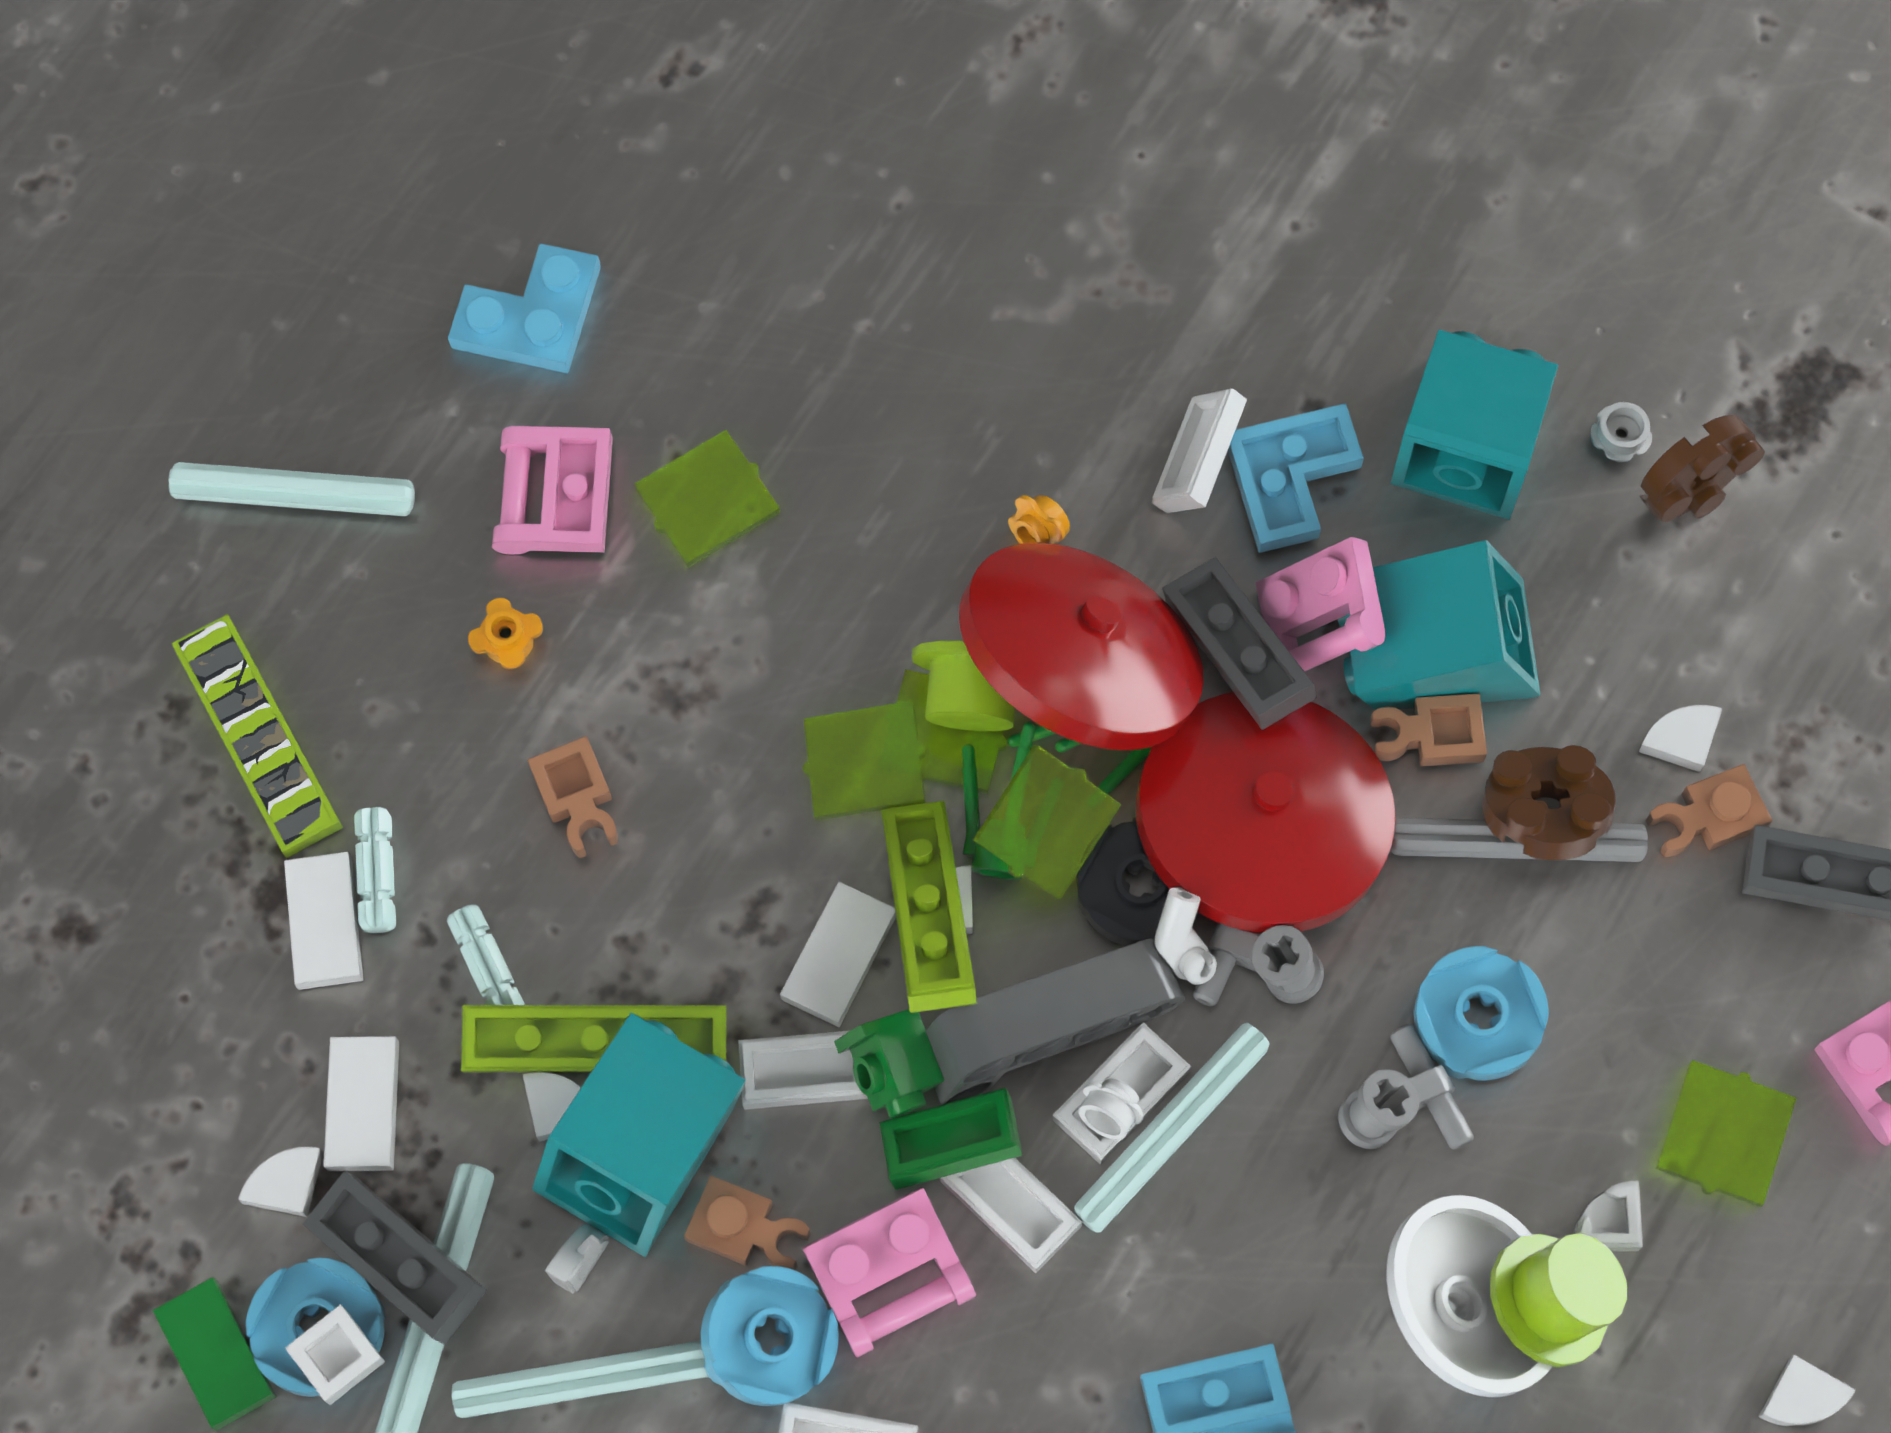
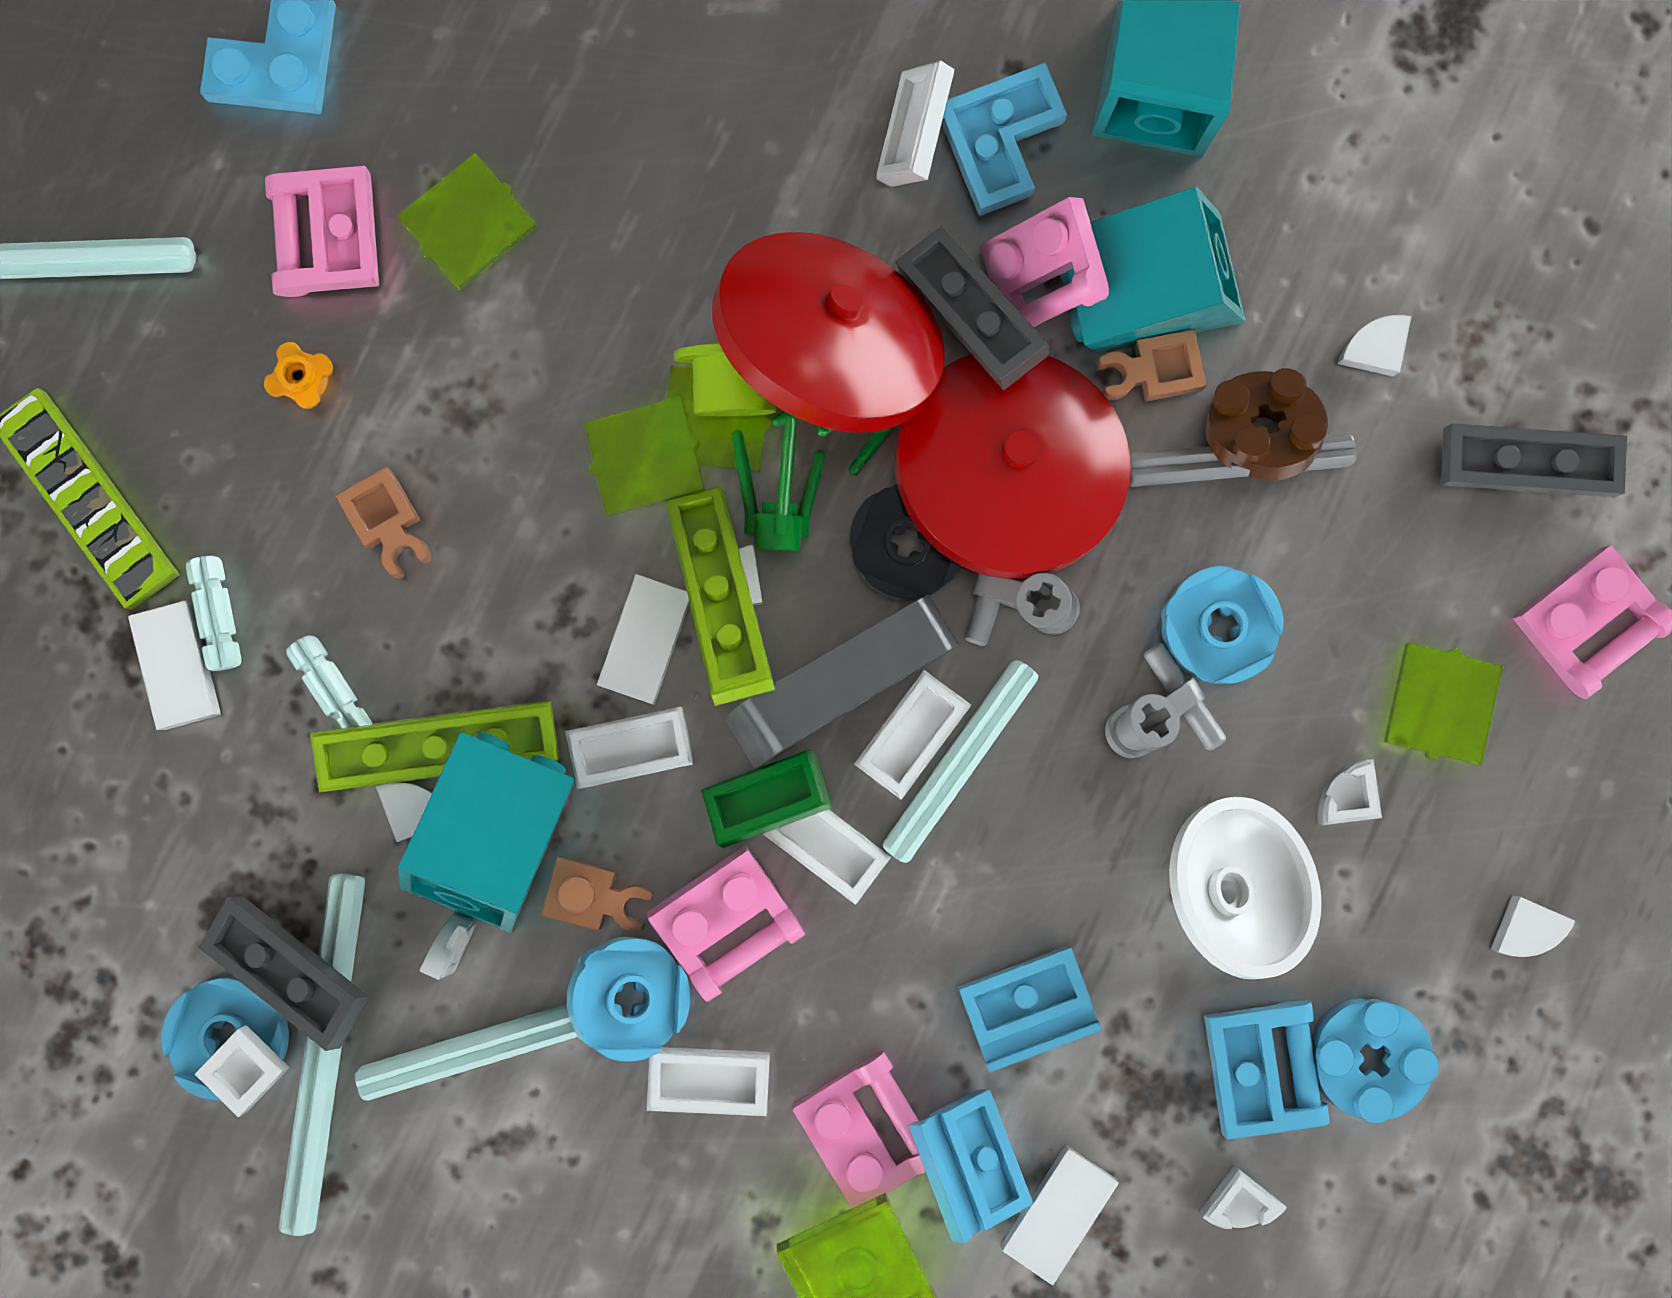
camera: 15 degrees left, 15 degrees up
(214, 1353) = (133, 1065): green tile -> none
(284, 1181) = (178, 909): white tile -> none
(361, 1104) = (236, 829): white tile -> none
(893, 1062) = (706, 741): green brick -> none
(1038, 520) = (775, 210): light orange plate -> none
(1047, 822) = (817, 501): clear neon green piece -> none
(1110, 1108) = (906, 757): white plate -> none
(1179, 942) = (949, 597): white arm -> none
(1557, 1295) = (1316, 875): lime piece -> none
(1625, 417) = (1304, 47): white plate -> none
(1694, 475) = (1370, 96): reddish brown plate -> none
(1716, 808) = (1412, 411): nougat plate -> none

